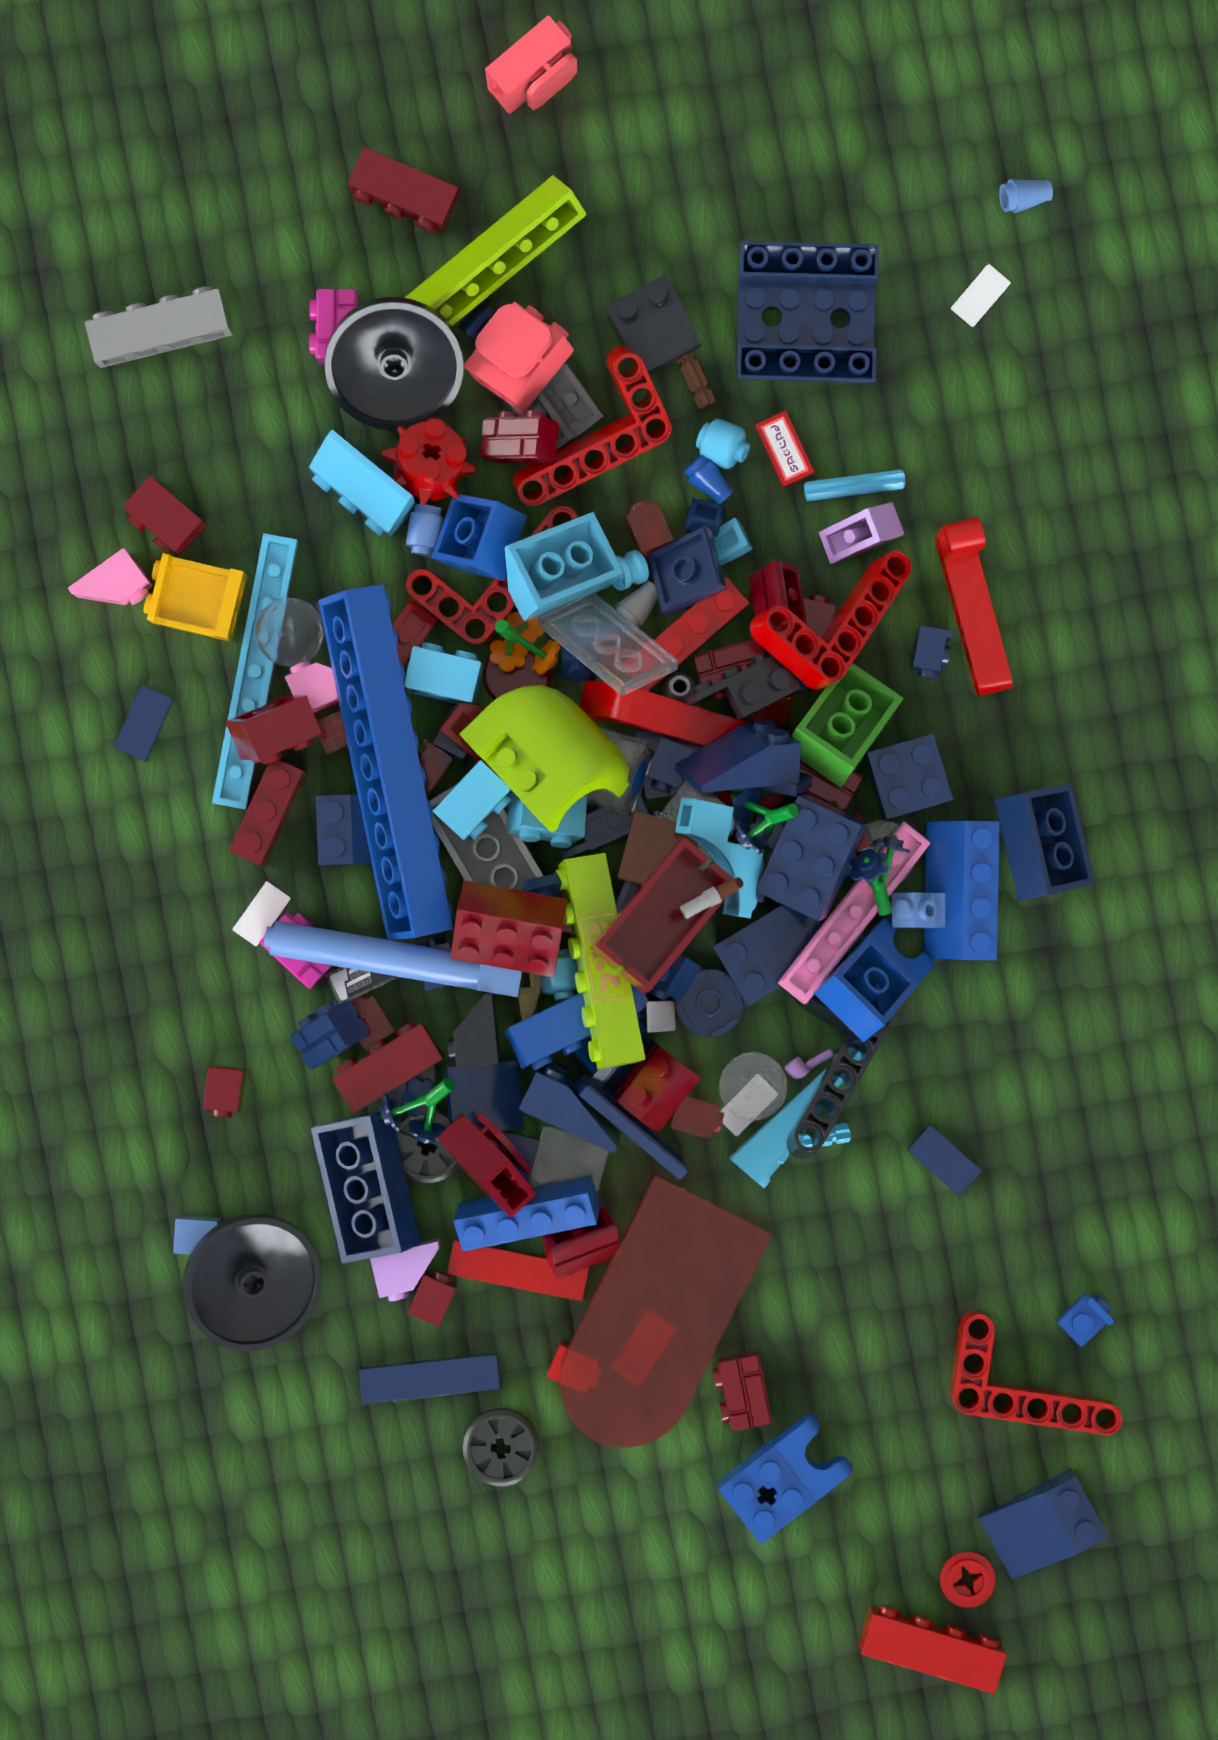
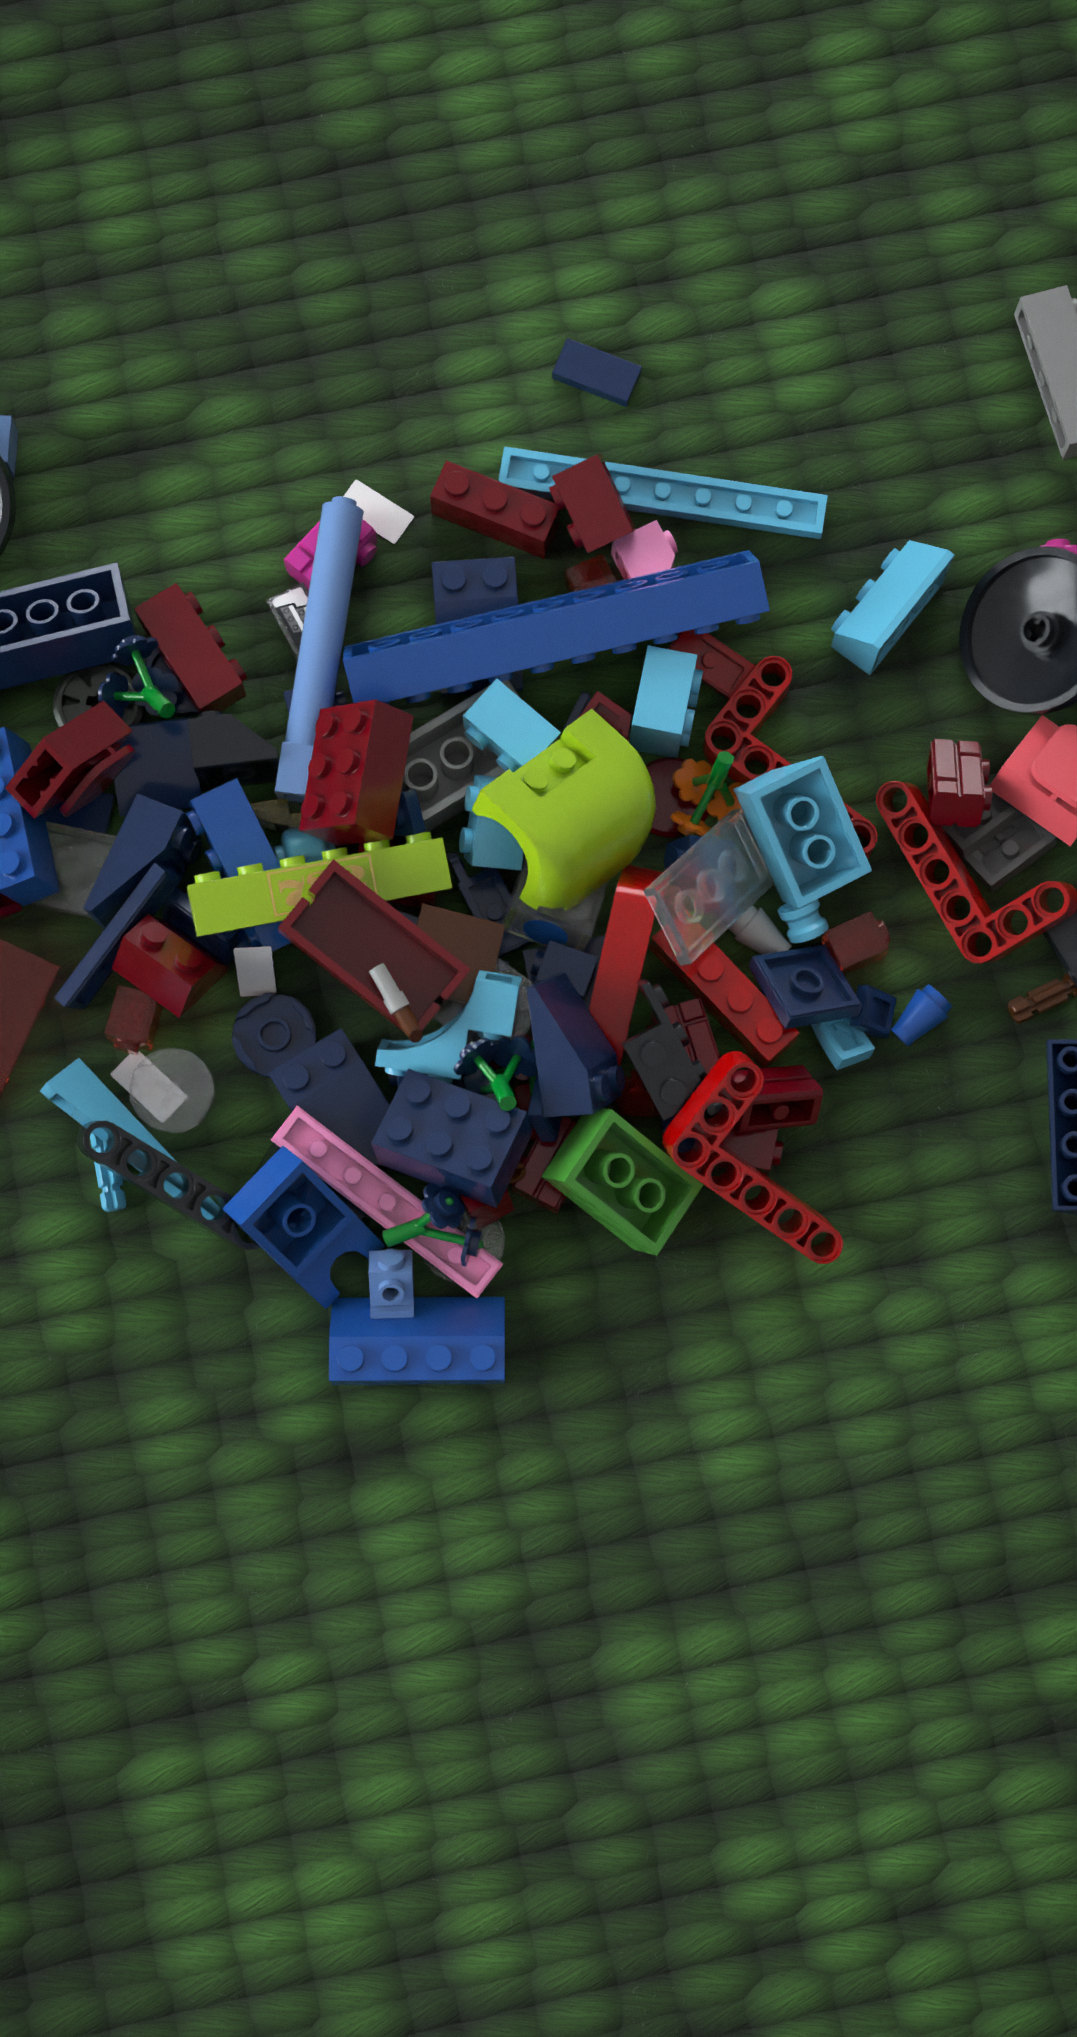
camera: 90 degrees right, 10 degrees down
(114, 581) = (764, 332): bright pink slope -> none
(164, 516) = (842, 384): dark red brick -> none
(195, 597) = (748, 423): yellow panel -> none
(224, 1090) = (164, 471): dark red brick -> none
(289, 631) = (710, 524): clear tile -> none
(328, 1034) = (231, 581): dark blue brick -> none
(374, 1018) = (248, 632): clear red brick -> none
(424, 529) = (840, 680): medium blue brick -> none
(429, 460) = (924, 677): red brick -> none
(435, 765) = (552, 693): clear red brick -> none
(476, 536) = (839, 730): blue brick -> none
(669, 692) = (673, 986): light grey cone -> none
(676, 979) = (305, 985): dark blue brick -> none
(723, 443) = (966, 1030): medium azure head -> none
(784, 449) = (963, 1108): tile -> none
(797, 1068) = (193, 1145): lavender hand -> none
(854, 485) = (923, 1196): medium azure axle -> none
(861, 532) = (864, 1204): lavender slope -> none
(908, 777) = (558, 1268): dark blue brick -> none
(930, 651) = (718, 1293): dark blue brick -> none
(944, 1160) = (79, 1329): dark blue tile -> none
(970, 599) = (843, 1325): red beam -> none
(1044, 841) = (480, 1439): dark blue brick -> none

